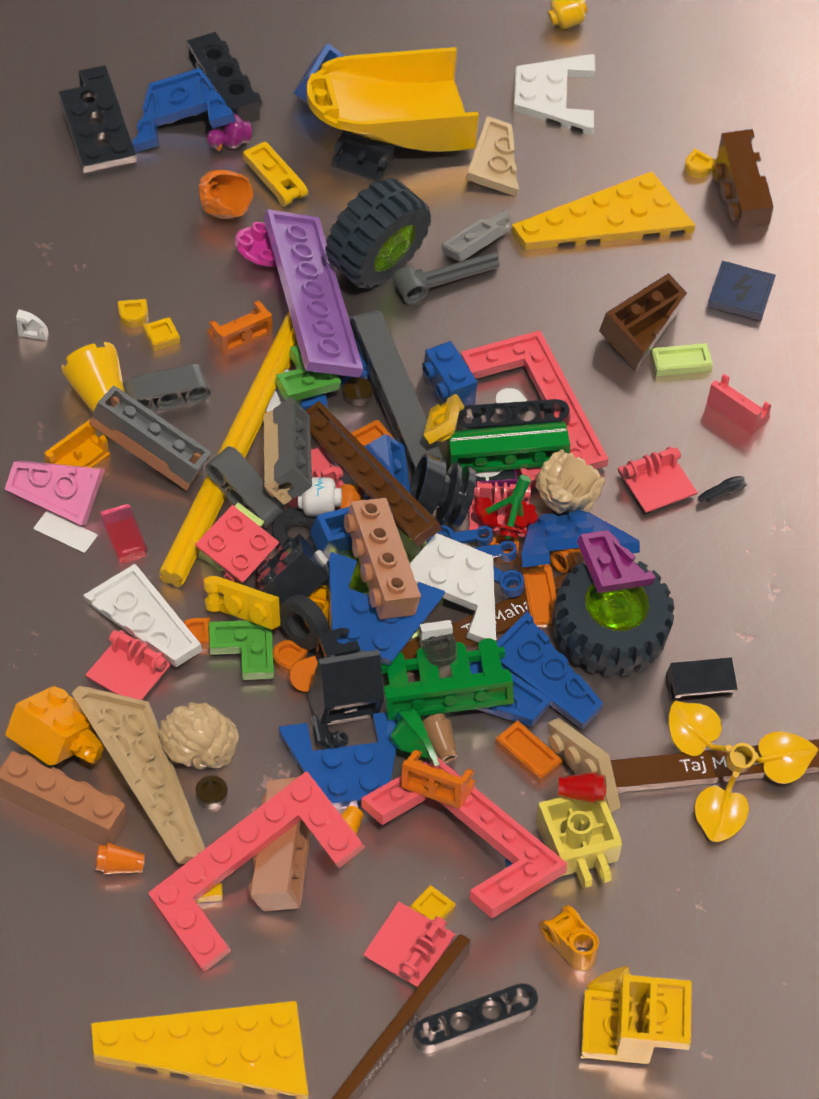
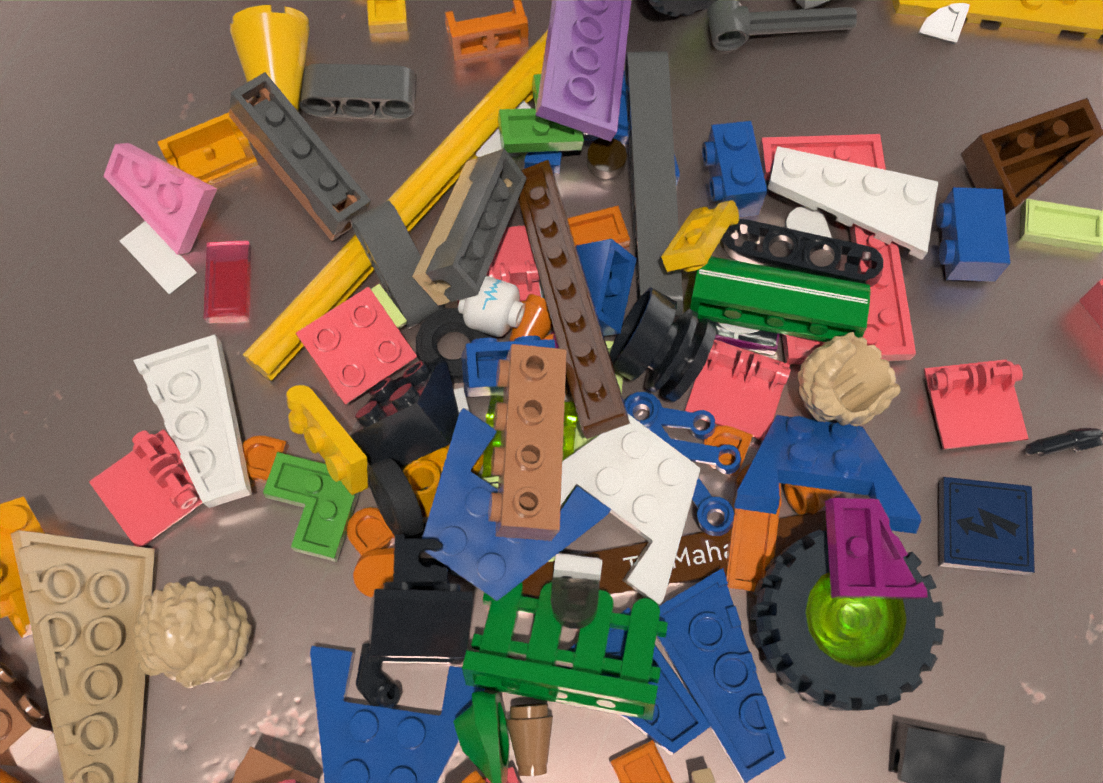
camera: 20 degrees right, 15 degrees up
(211, 792) = (183, 721): dark brown tile -> none
(518, 515) = (760, 405): red plant -> none
(554, 371) = (876, 199): none -> white wing
(561, 248) = (945, 23): none -> white tile
(622, 377) = (973, 234): none -> blue brick
(686, 549) = (986, 526): none -> dark blue tile

